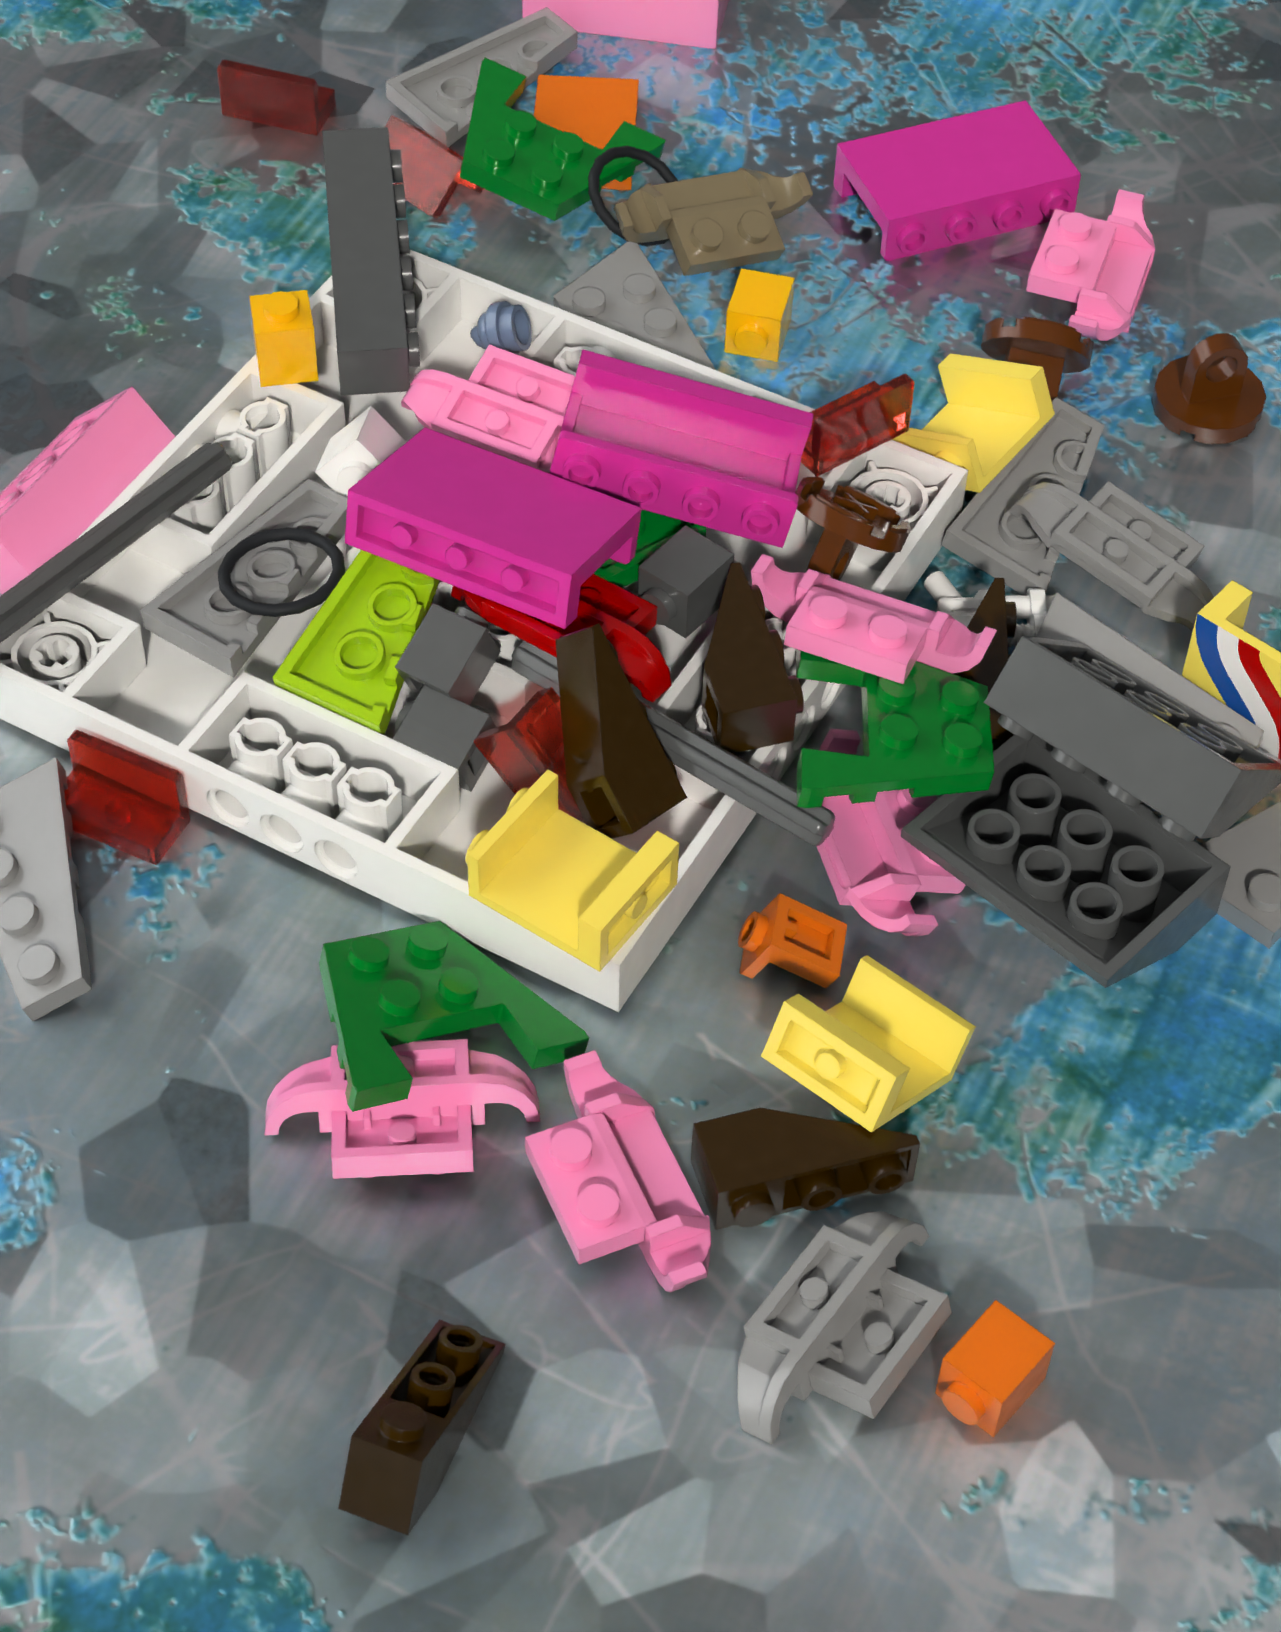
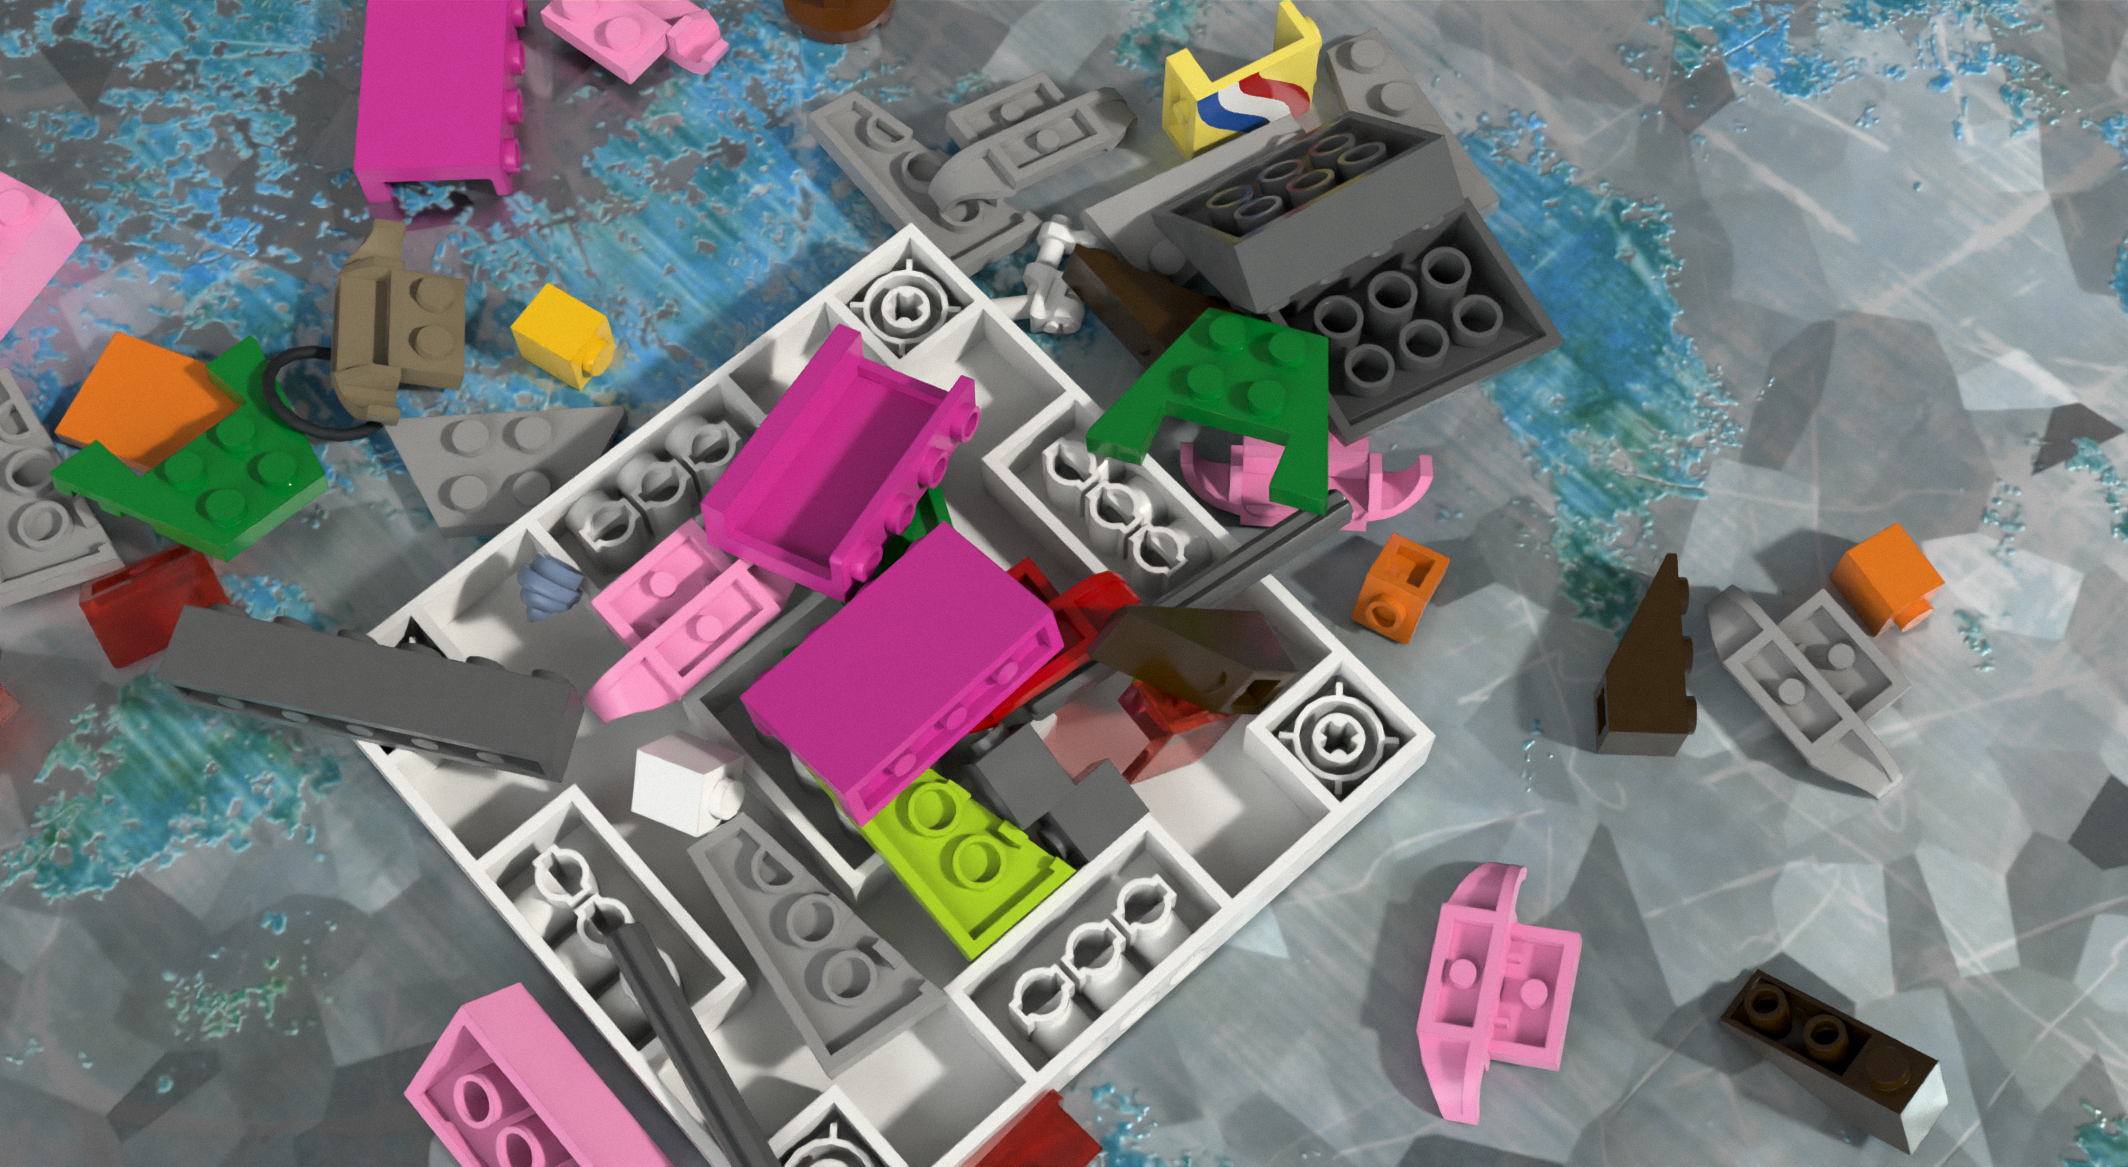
camera: 70 degrees left, 15 degrees up
(275, 535) = (869, 960): black piece -> none
(284, 338) = (478, 814): yellow brick -> none
(425, 986) = (1367, 942): green wing -> none
(567, 876) = (1337, 741): light yellow panel -> none
(619, 1180) = (1629, 817): bright pink plate -> none
(685, 580) = (998, 517): dark grey brick -> none
(745, 683) = (1138, 509): dark brown slope -> none
(848, 520) = (979, 346): reddish brown tile -> none
(858, 423) = (820, 292): clear red panel -> none
(865, 626) = (1117, 378): bright pink plate -> none
(872, 1049) = (1553, 562): light yellow panel -> none
(988, 415) = (816, 200): light yellow panel -> none
(1039, 344) = (747, 113): reddish brown tile -> none

